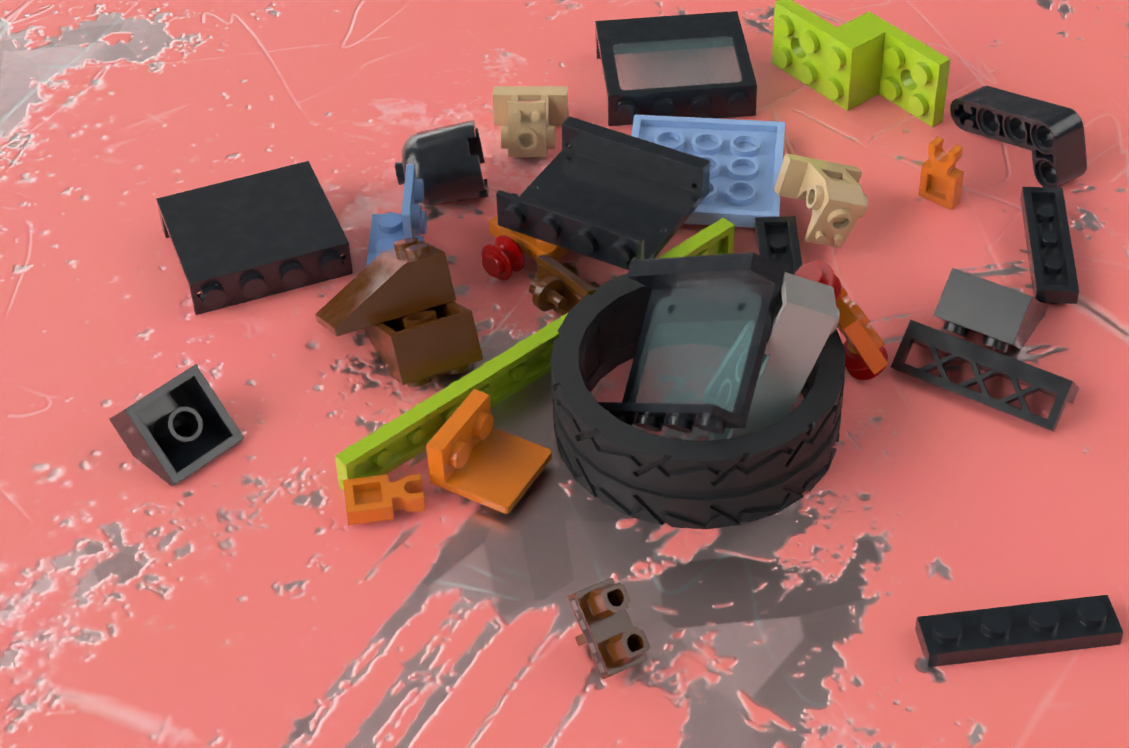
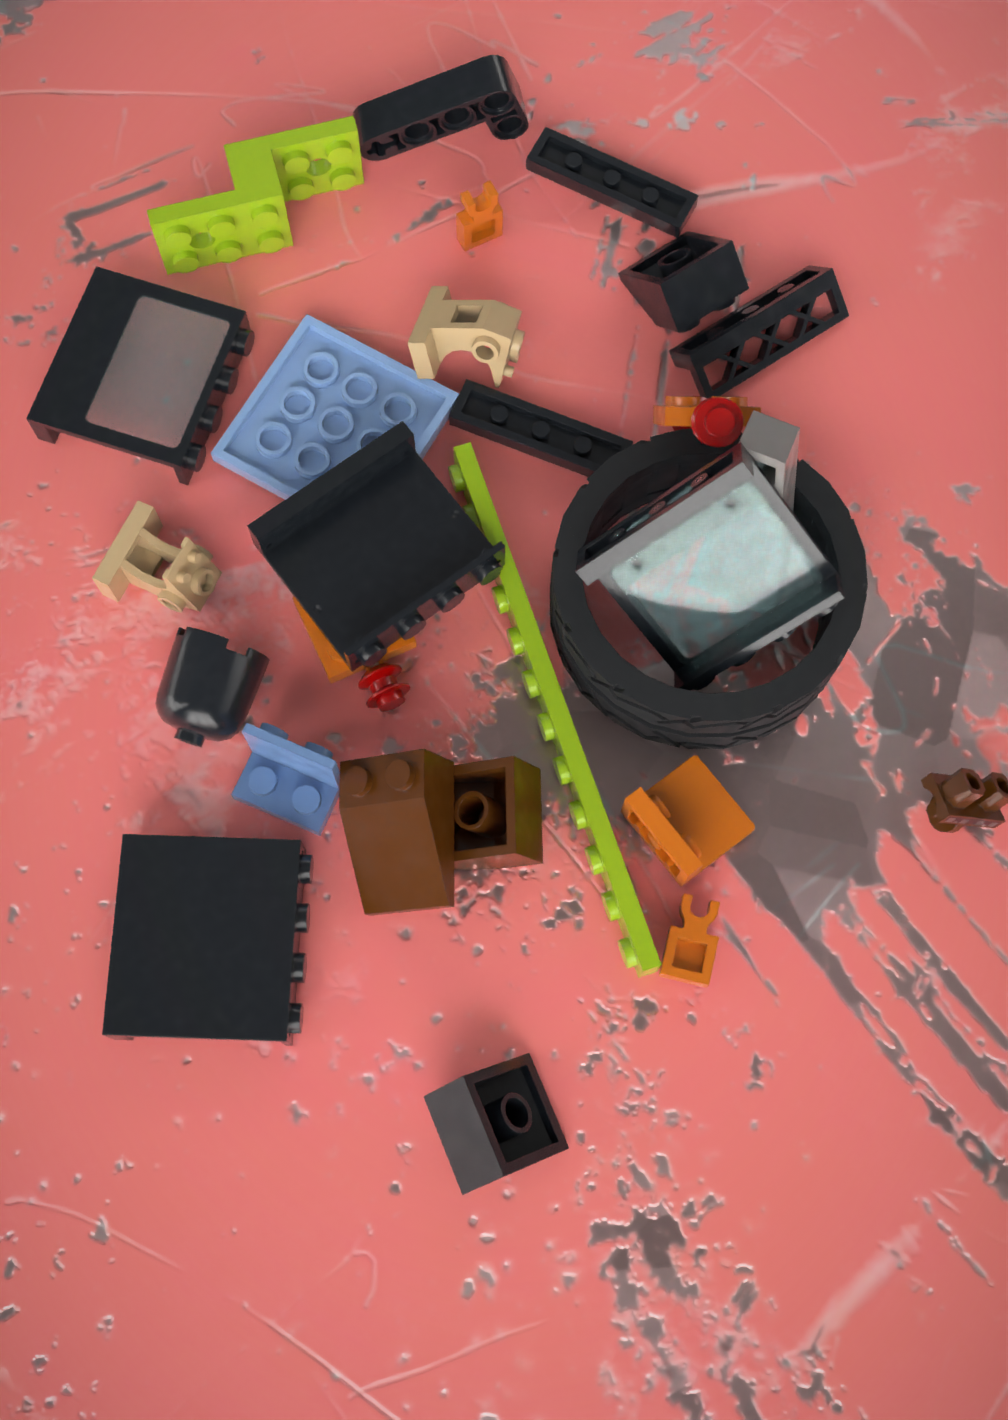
camera: 70 degrees left, 30 degrees up
(558, 286) = (467, 649): reddish brown hips -> none

